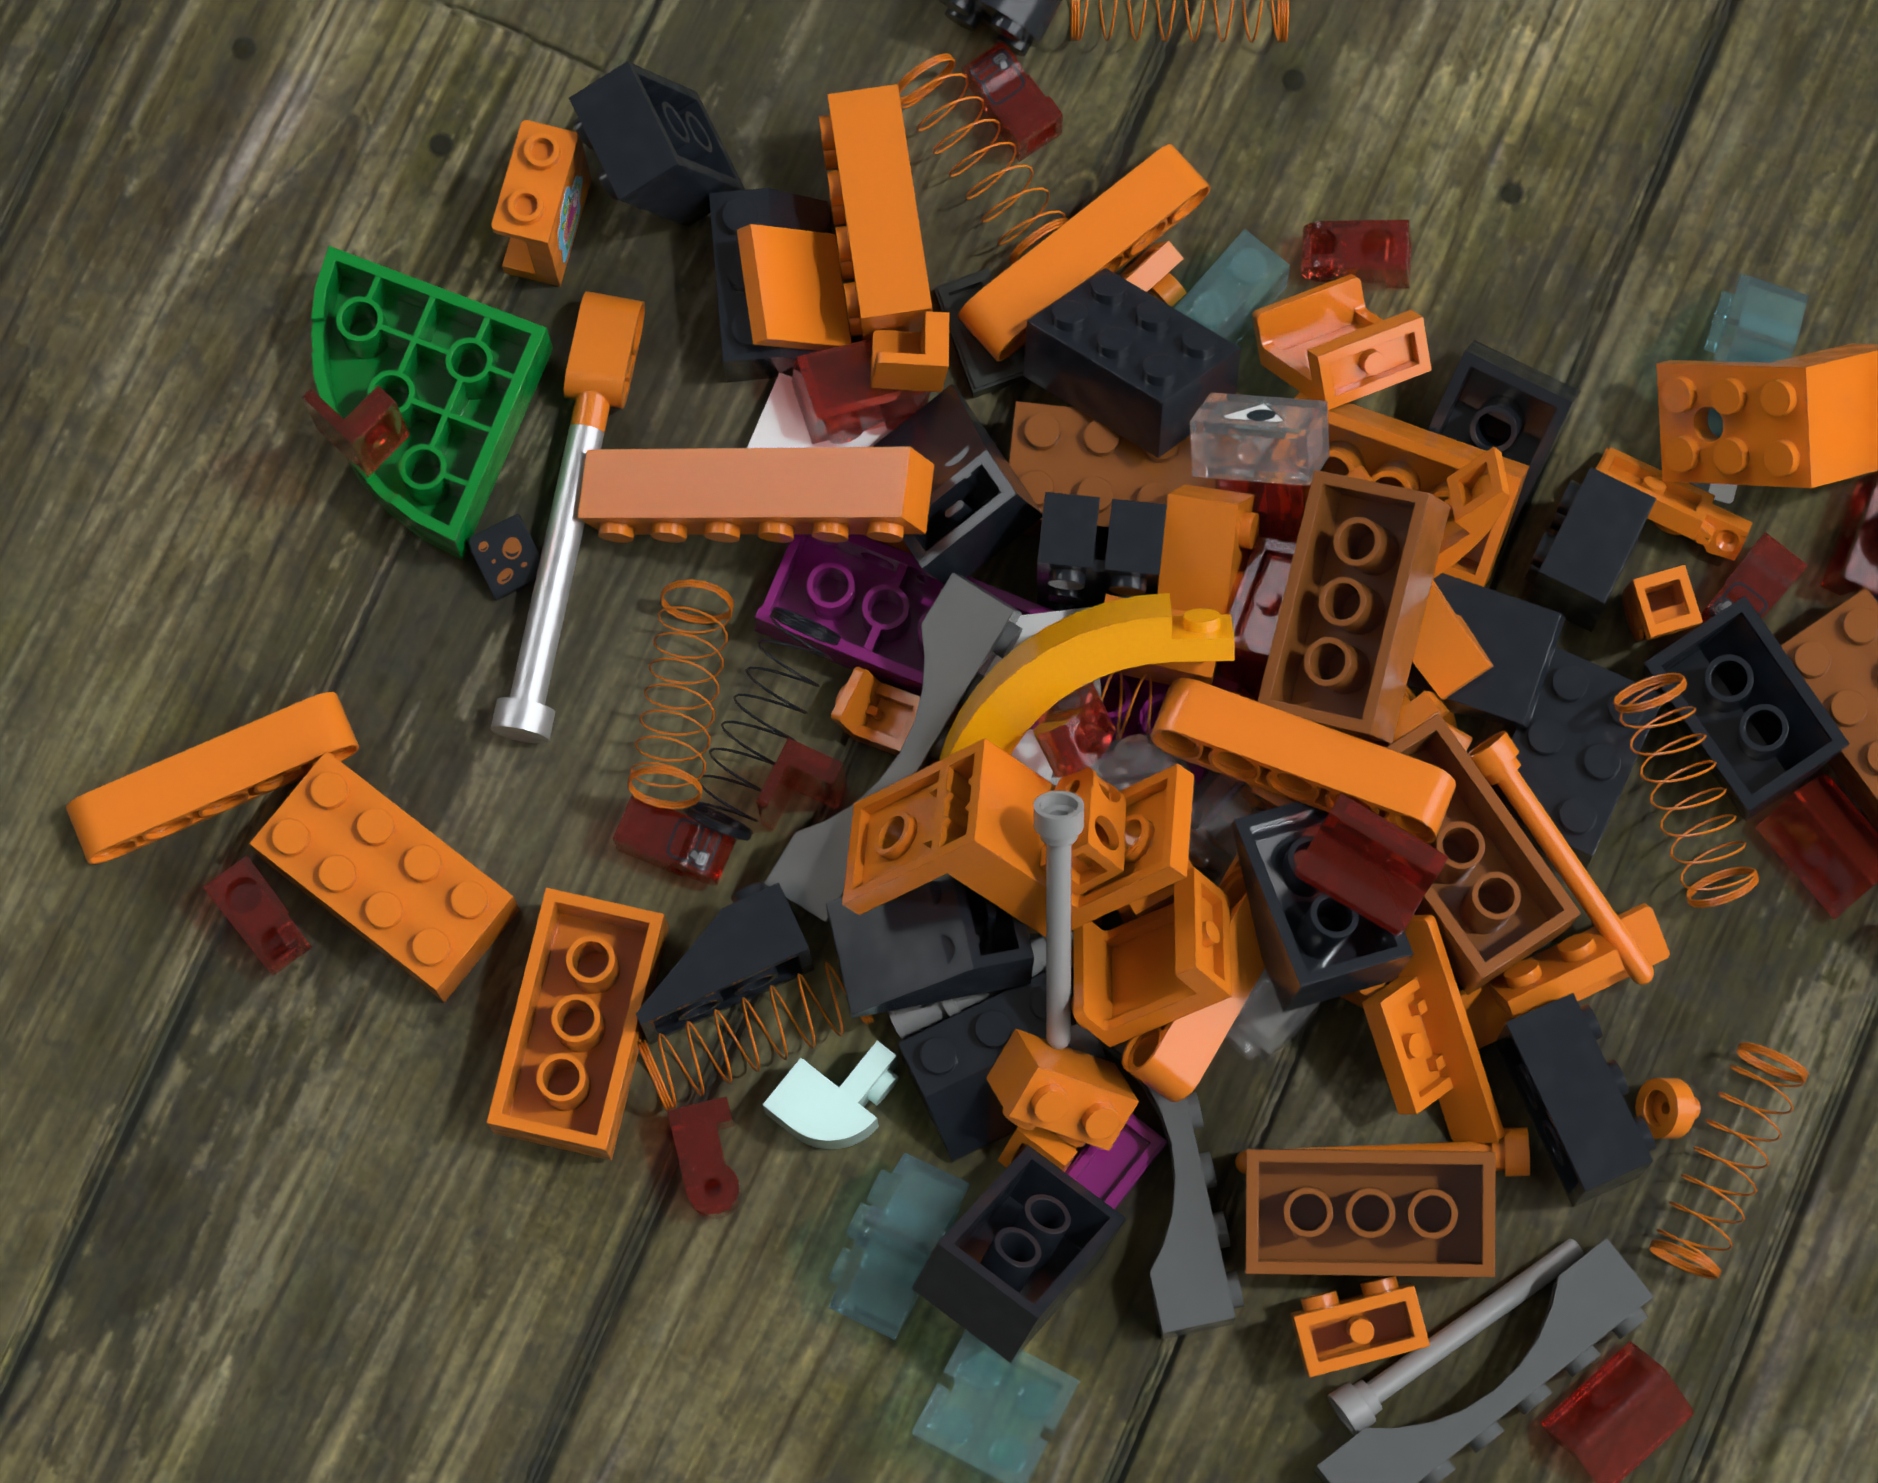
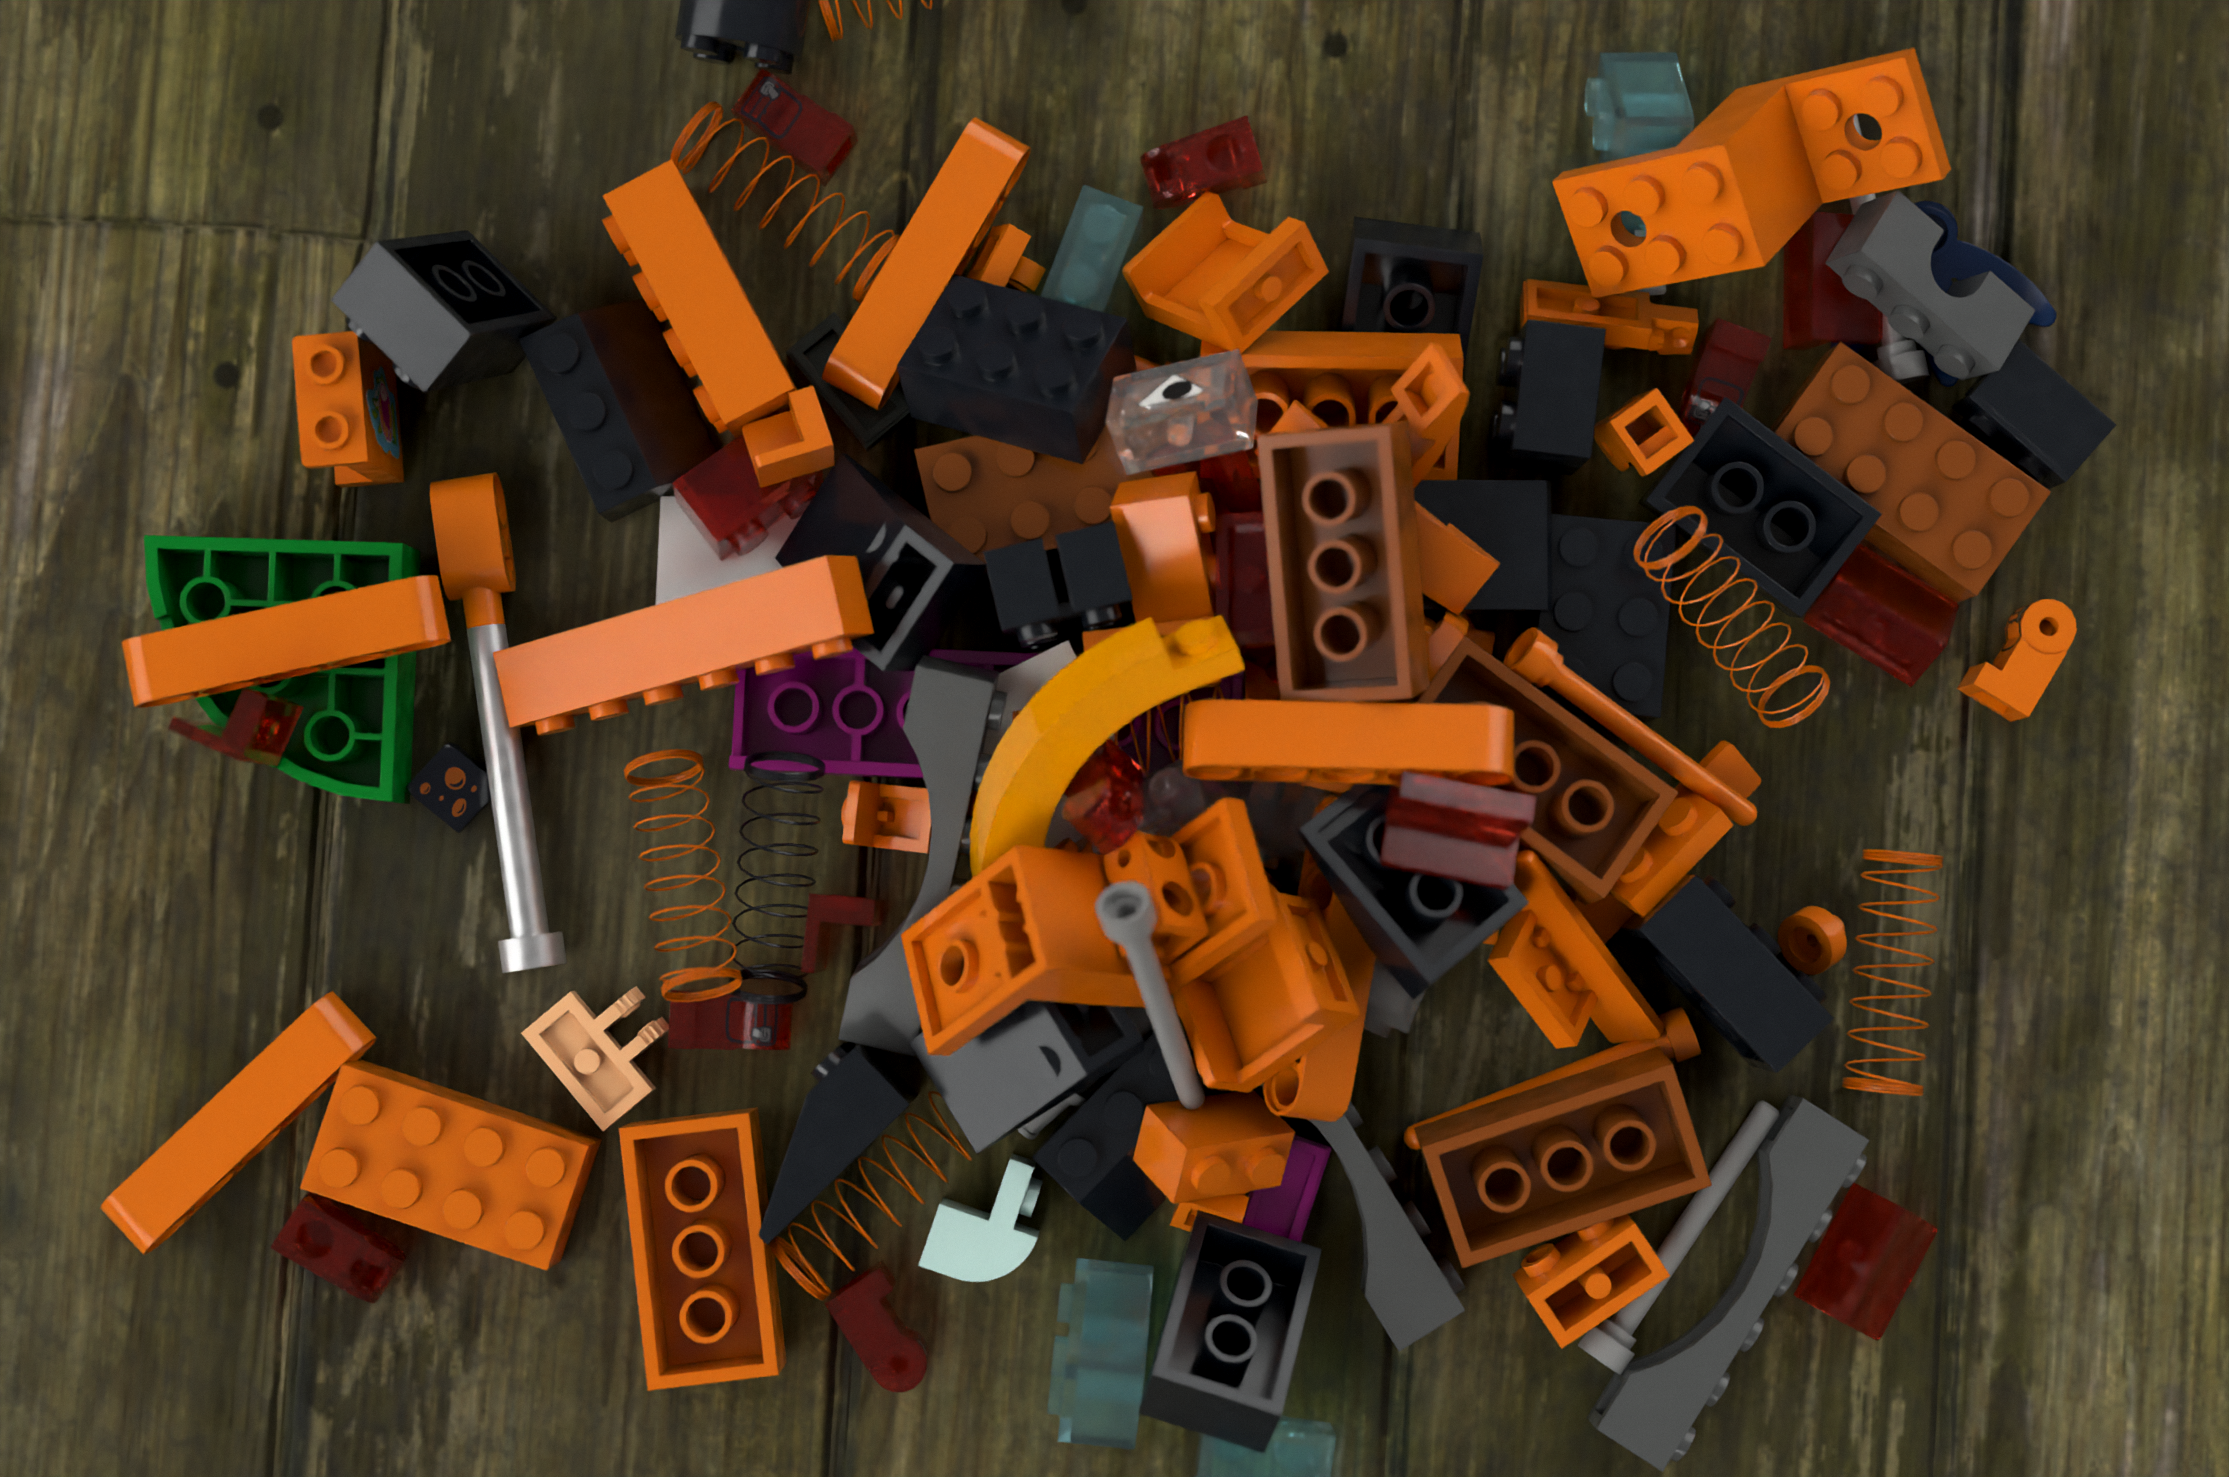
camera: 25 degrees left, 10 degrees up
(420, 371) = (286, 641): none -> orange beam
(538, 832) = (590, 1058): none -> light nougat hinge
(793, 288) = (642, 410): orange tile -> none

